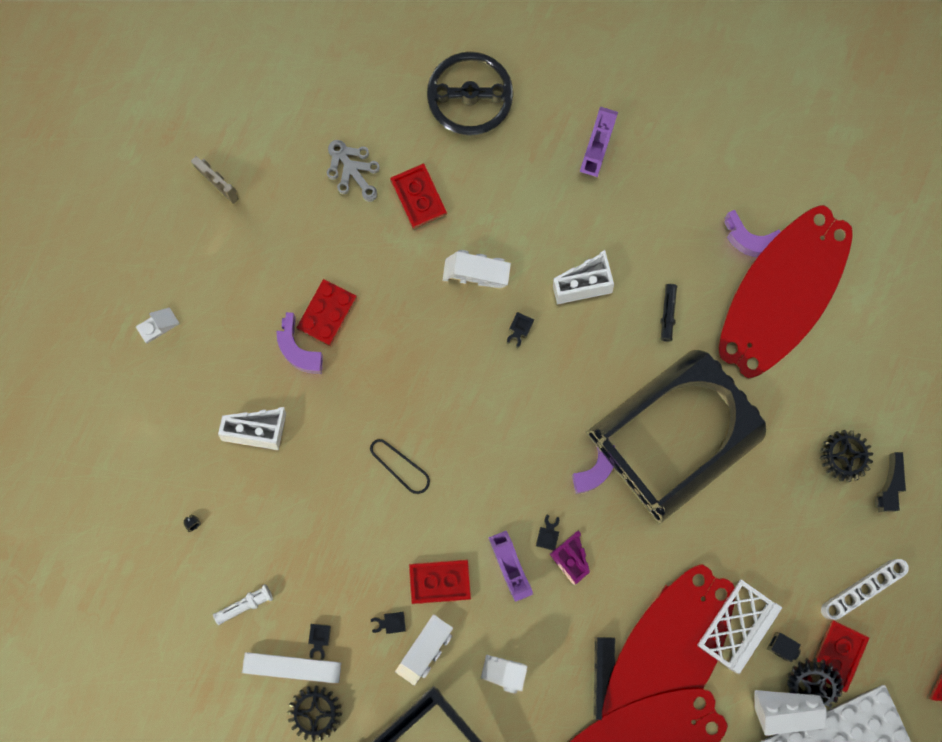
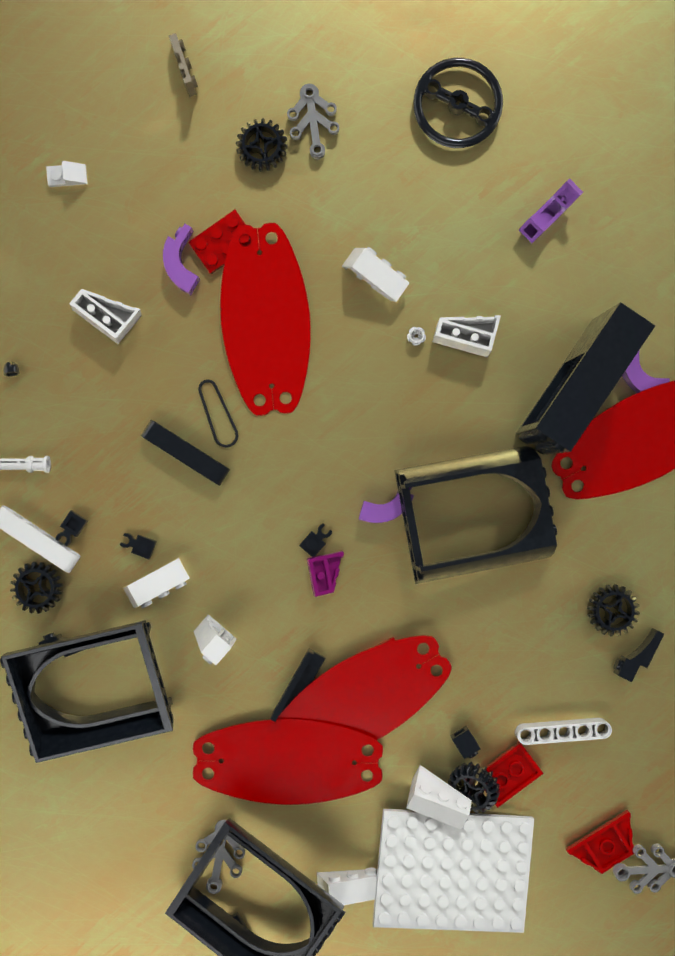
camera: 30 degrees right, 10 degrees up
(329, 200) = (254, 146): none -> black gear
(389, 515) = (185, 452): none -> black beam
(400, 360) = (265, 319): none -> red piece
(418, 196) = (360, 176): red plate -> none
(439, 581) = (199, 532): red plate -> none
(510, 566) = (267, 552): medium lavender arch -> none
(520, 326) = (388, 345): black plate -> none
(540, 301) = (421, 336): none -> white plate
(668, 313) = (523, 408): black pin -> none
(709, 266) = (585, 380): none -> black panel
(753, 637) = (441, 721): white fence -> none

